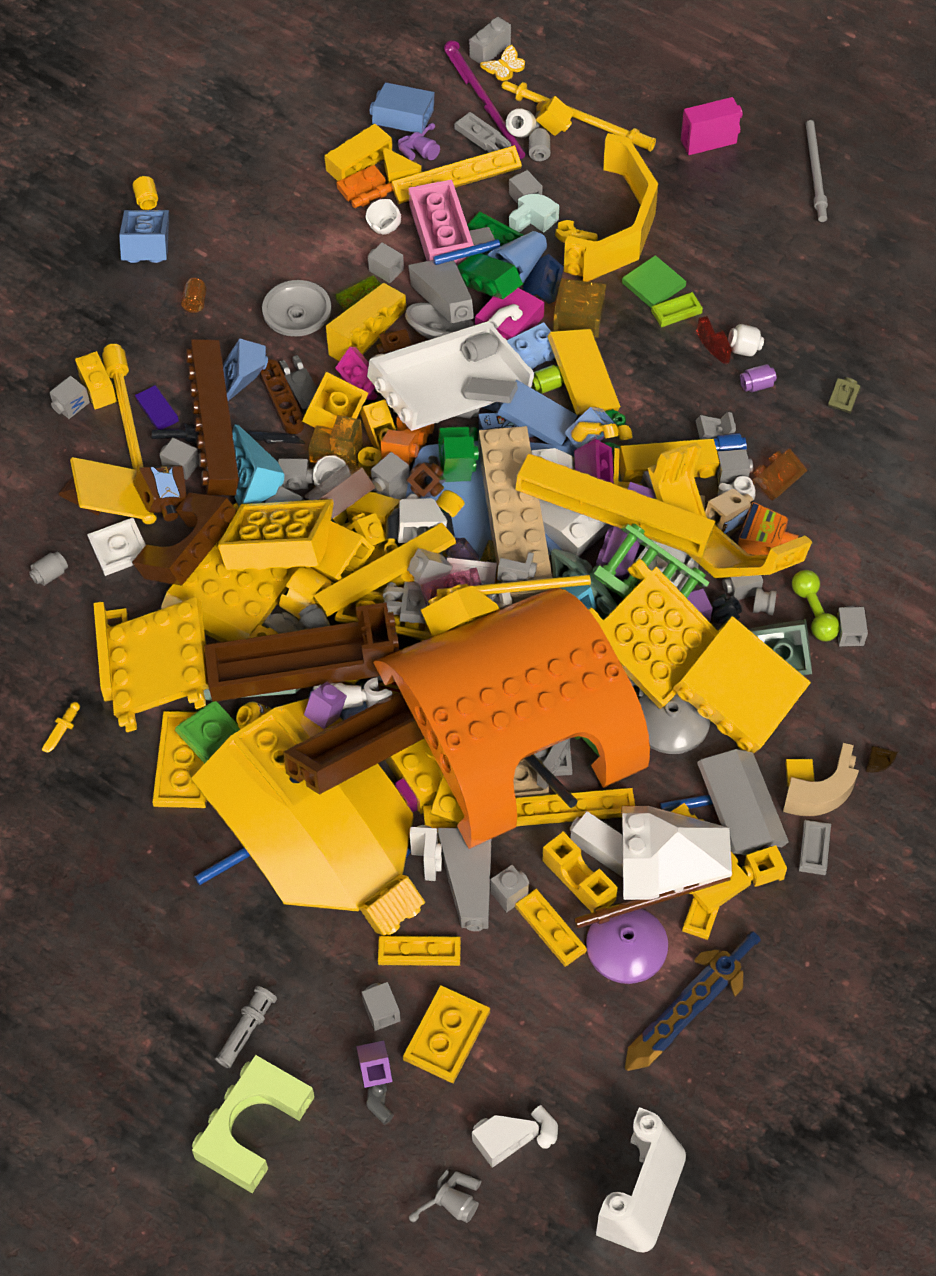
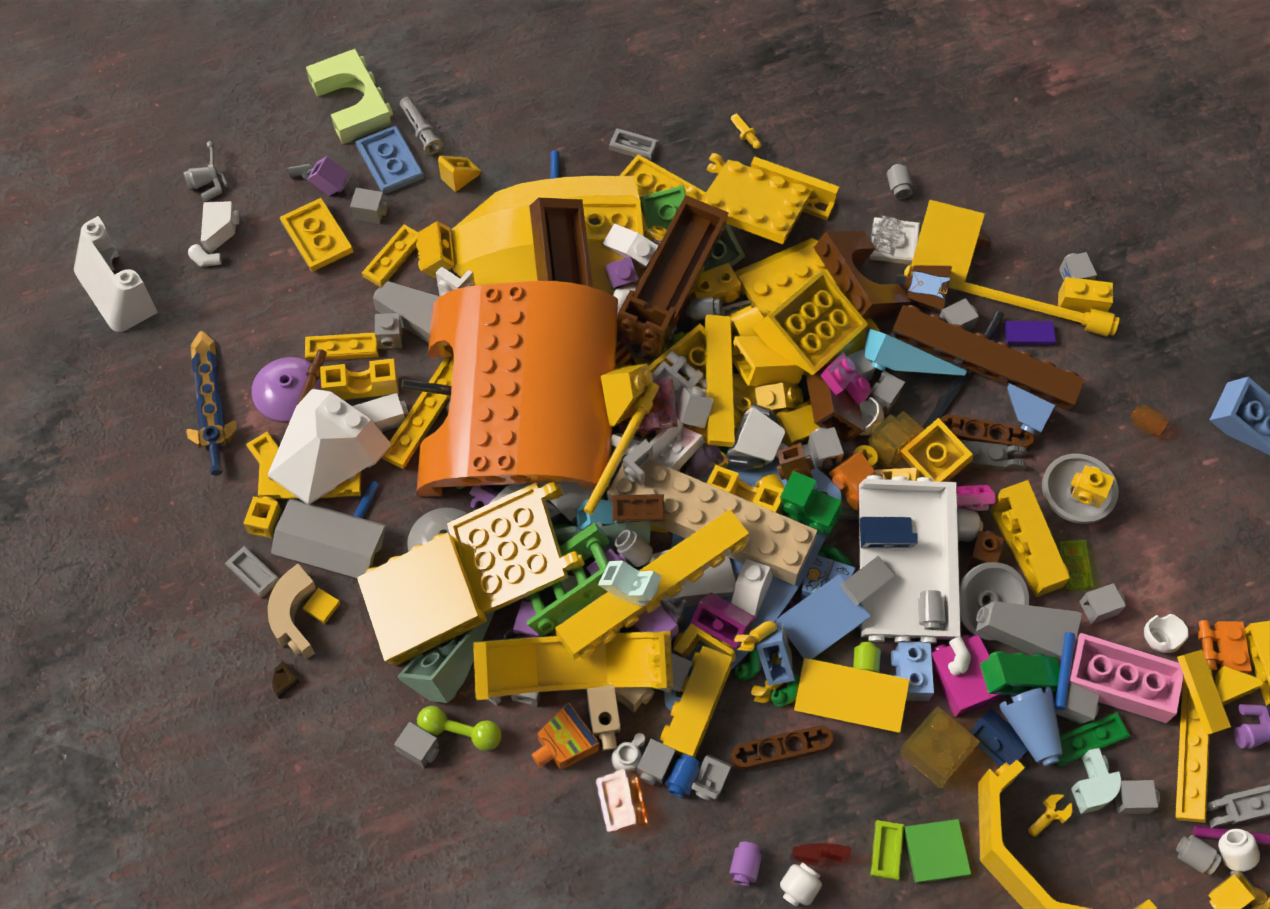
camera: 120 degrees right, 5 degrees up
(127, 539) = (888, 235): none -> clear brick
(144, 835) = (633, 148): none -> light grey tile
(280, 949) = (457, 171): none -> yellow slope
(294, 705) = (630, 244): none -> white slope
(298, 289) = (1091, 486): none -> yellow brick
(306, 1032) = (389, 159): none -> medium blue tile
(315, 486) = (843, 375): none -> dark pink plate
(421, 172) = (1203, 692): none -> yellow tile
(442, 392) = (887, 532): none -> dark blue panel
(475, 514) = (729, 481): none -> yellow arch
(556, 553) = (638, 508): none -> reddish brown plate
(588, 556) = (633, 548): none -> light grey brick
(636, 496) = (630, 583): none -> light aqua brick
(657, 399) = (783, 753): none -> reddish brown beam

